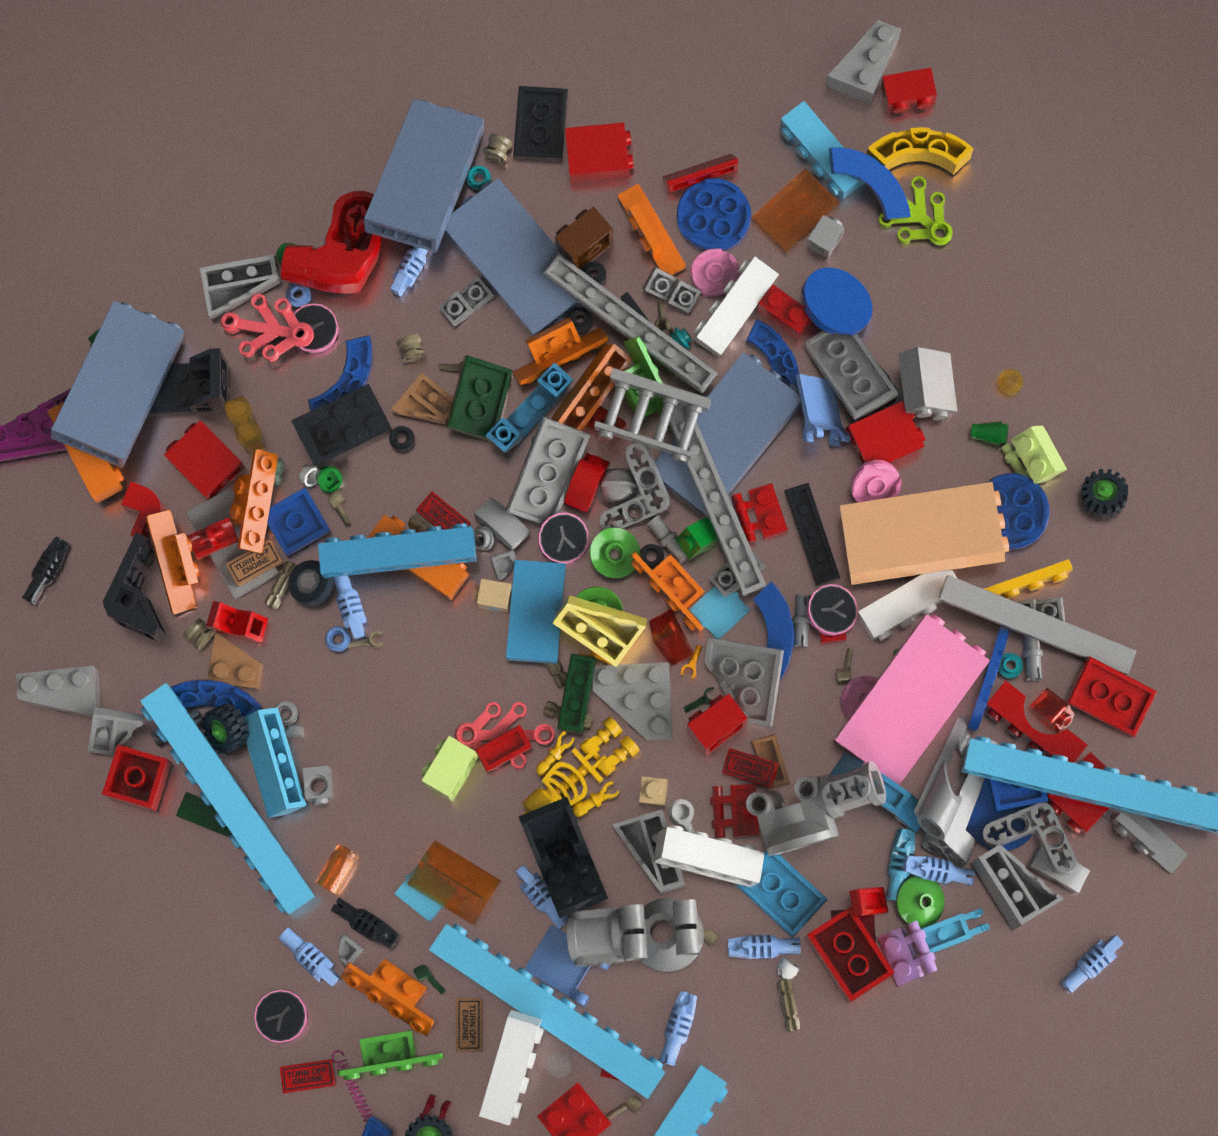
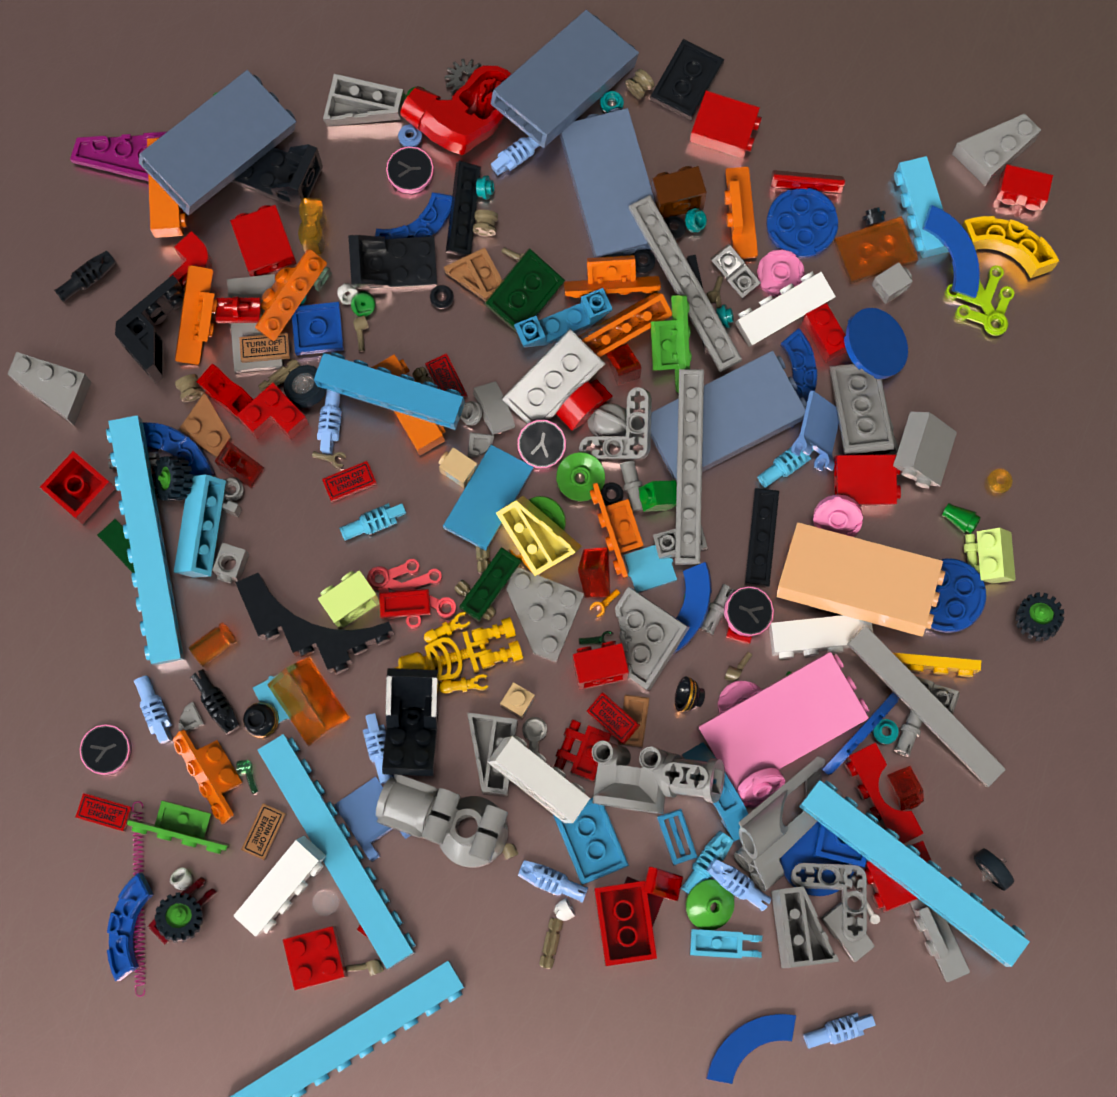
camera: 20 degrees right, 0 degrees up
(111, 729) = (75, 435): light grey wing -> none
(270, 329) = (371, 154): coral plant -> none
(282, 687) = (238, 464): none -> clear red slope
(291, 617) = (272, 408): none -> red brick
(315, 214) = (457, 74): none -> dark grey gear
(332, 633) = (306, 438): medium blue plate -> none
(383, 344) = (463, 209): none -> black tile
(394, 314) = (485, 187): none -> teal plate
(395, 655) = (349, 481): none -> red tile
(412, 1104) = (181, 879): none -> white hinge
(416, 920) = (260, 719): none -> black piece
(436, 683) = (373, 521): none -> medium azure hinge
(455, 817) = (303, 637): none -> black arch
(467, 301) = (554, 204): light grey slope -> none
(611, 257) = (695, 220): none -> teal plate
(671, 397) = (672, 345): light grey fence -> none
(678, 1026) = (445, 917): light blue hinge -> none
(767, 512) = (732, 499): red plate -> none
(779, 180) = (874, 216): none -> black plate
(801, 458) = (783, 466): none -> medium azure hinge
(811, 714) = (688, 695): none -> black piece
(845, 836) = (669, 816): none -> dark azure tile
(901, 955) = (671, 945): lavender plate -> none
(917, 769) = (760, 786): none -> bright pink tile
(1009, 1012) = (746, 1039): none -> blue tile
(1077, 845) = (874, 918): none -> white hinge
(1111, 696) = (964, 799): red tile -> none
(1167, 749) = (994, 869): none -> black wheel

